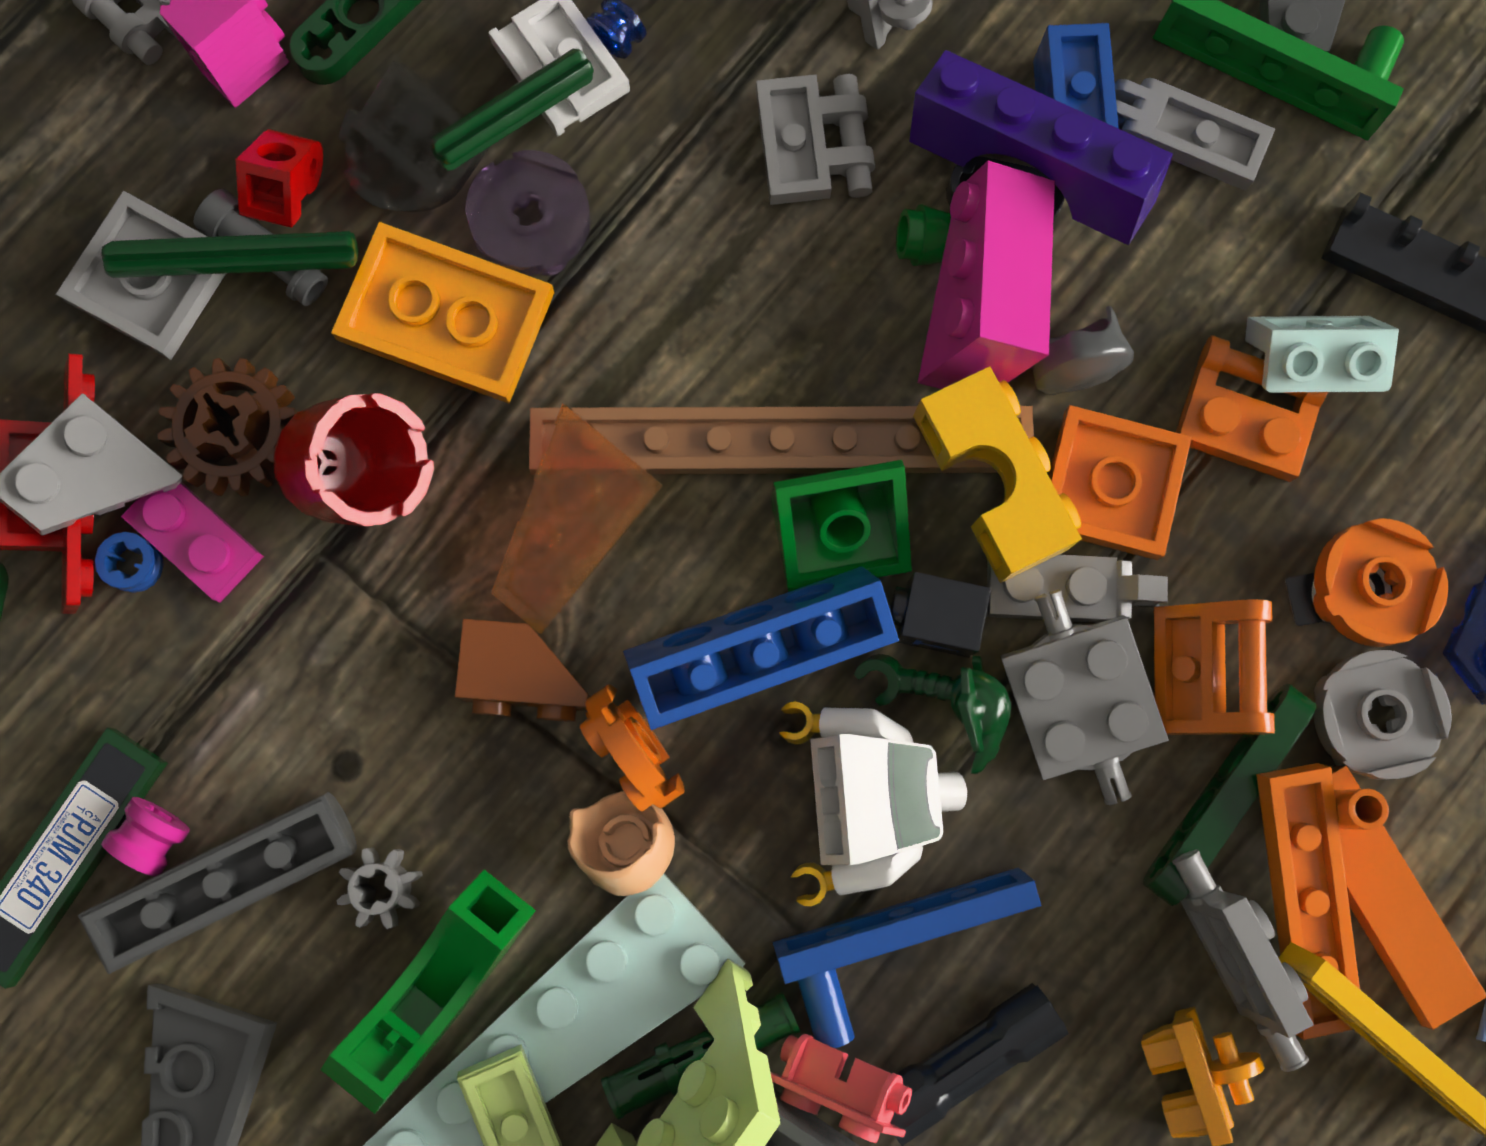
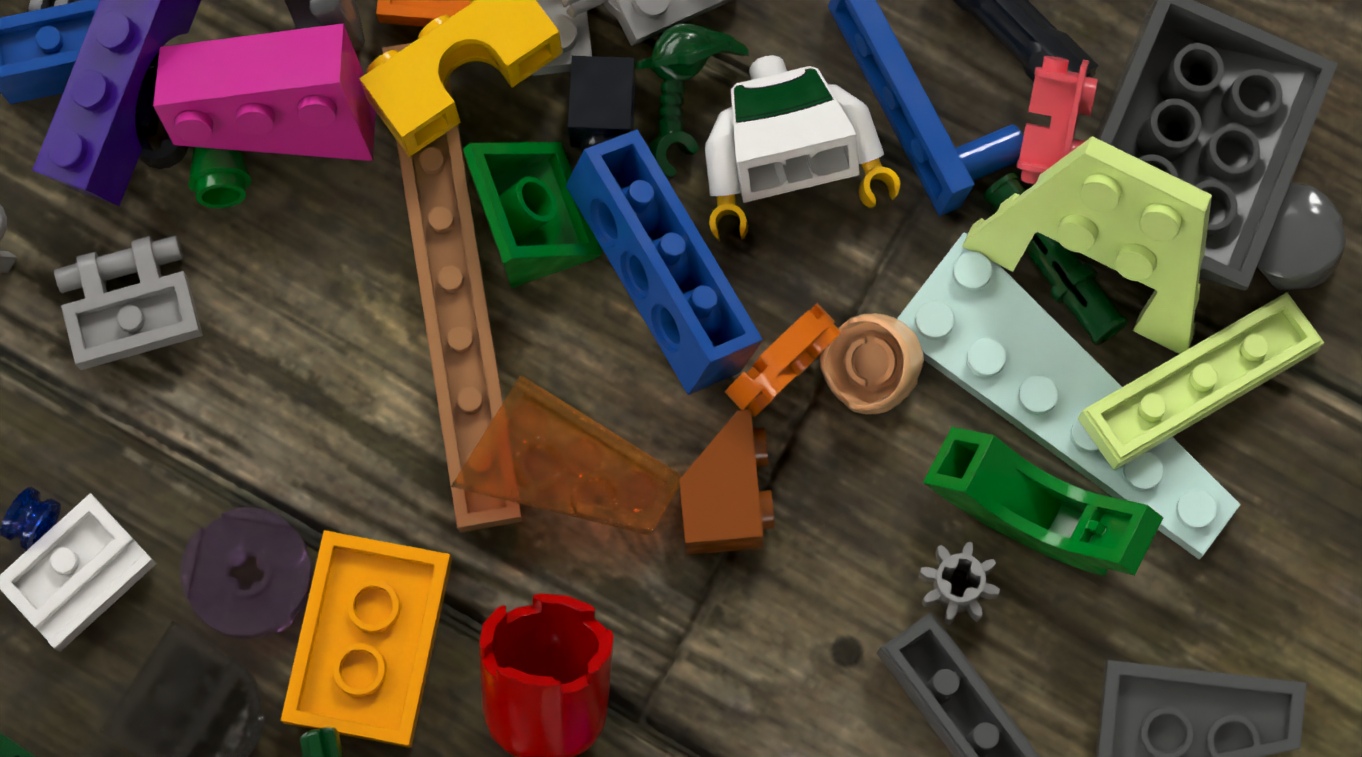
camera: 90 degrees left, 5 degrees down
(511, 109) = (145, 595): dark green axle -> none

